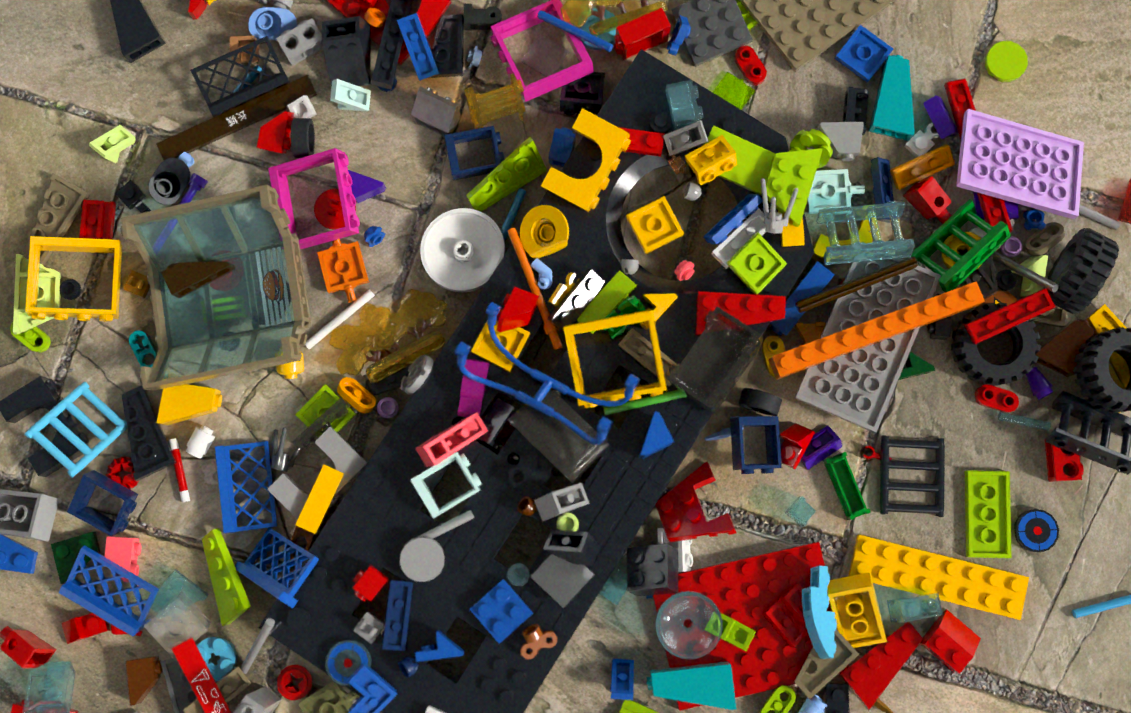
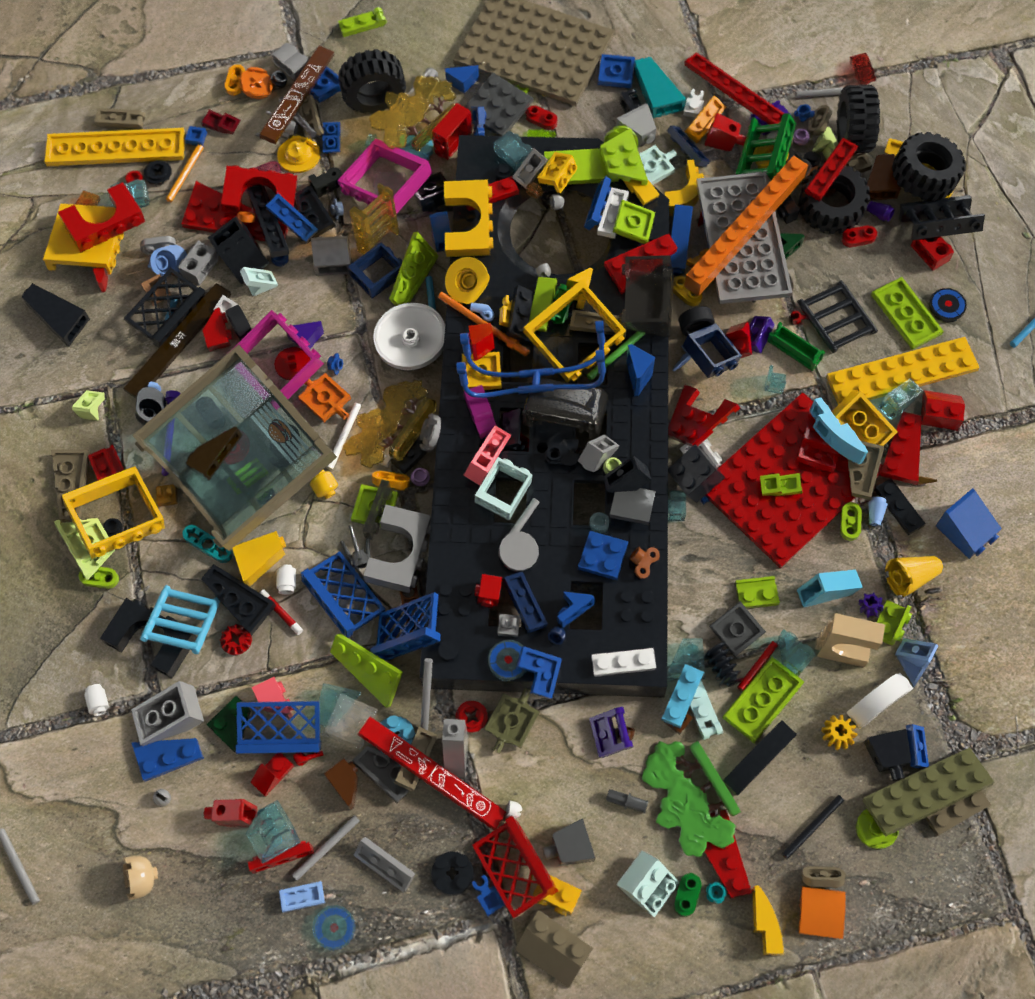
camera: 30 degrees left, 15 degrees down
(82, 497) = (212, 655): dark blue window -> none
(132, 197) = (123, 435): black plate -> none
(319, 499) = (410, 559): yellow tile -> none
(527, 506) = (574, 470): reddish brown hinge -> none
(575, 31) = (403, 149): blue bar -> none
(622, 679) = (724, 568): blue slope -> none
(654, 225) = (544, 237): yellow tile -> none
(684, 270) = (585, 253): coral plate -> none
(694, 640) = (748, 481): clear light blue dish -> none
(696, 684) = (783, 534): teal slope -> none
(774, 220) = (629, 186): light grey plant -> none
(856, 284) = (712, 205): dark brown axle -> none
(865, 251) = (700, 182): clear light blue fence -> none
(940, 117) = (696, 82): dark purple slope -> none
(1006, 61) = (716, 29): lime tile -> none
(1020, 164) = (770, 80): lavender plate -> none
(1024, 421) = (888, 240): clear light blue piece -> none
(1025, 272) = (821, 140): flat silver bar -> none

